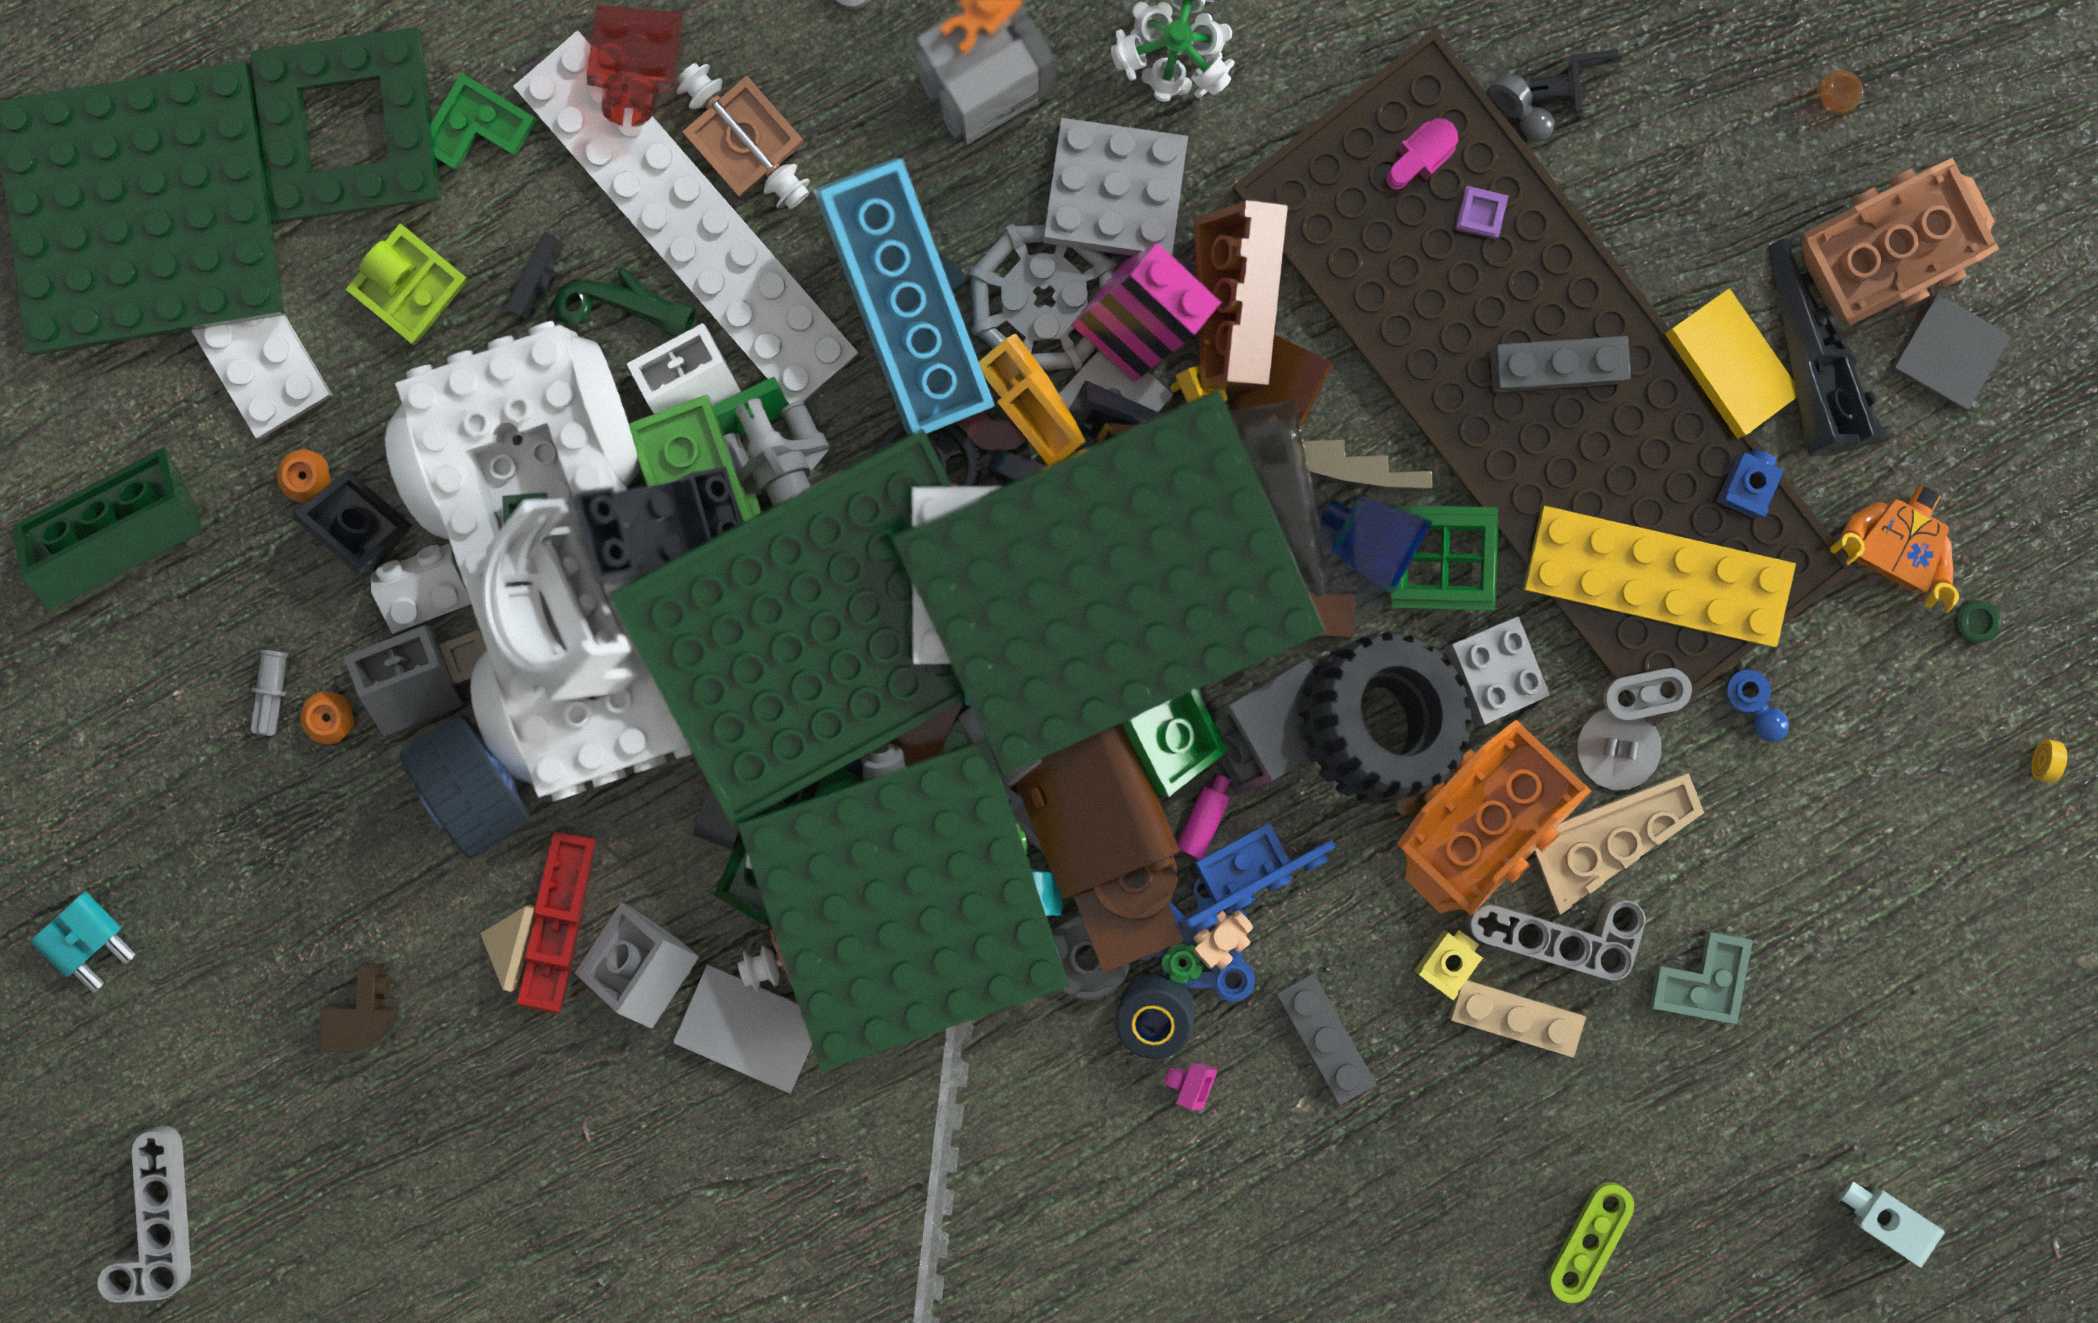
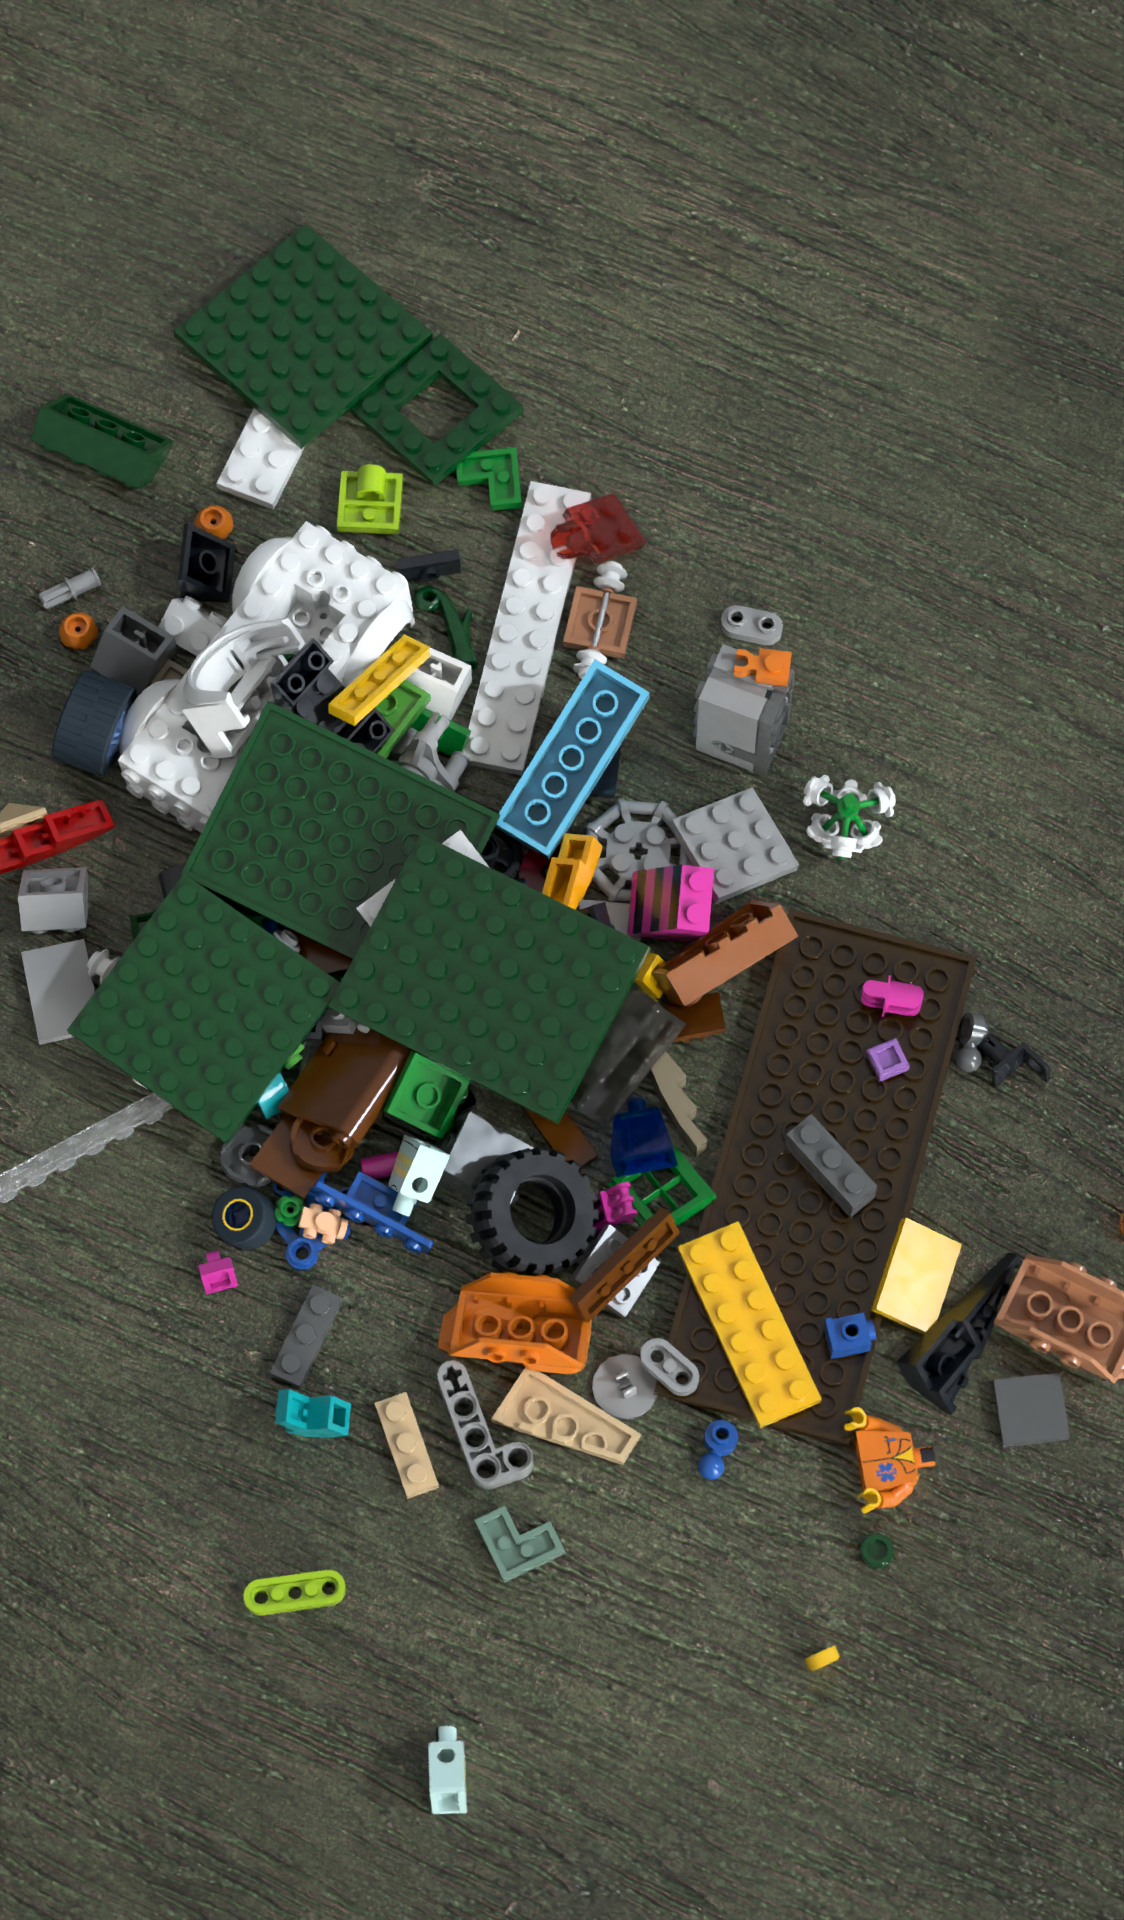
camera: 55 degrees right, 20 degrees down
(657, 443) = (379, 680): none -> yellow plate
(1247, 804) = (416, 1173): none -> light aqua torso
(1422, 1095) = (312, 1416): none -> teal brick
(1434, 621) = (614, 1206): none -> dark pink arm
(1434, 967) = (417, 1385): light yellow brick -> none
(1515, 679) = (624, 1265): none -> reddish brown plate

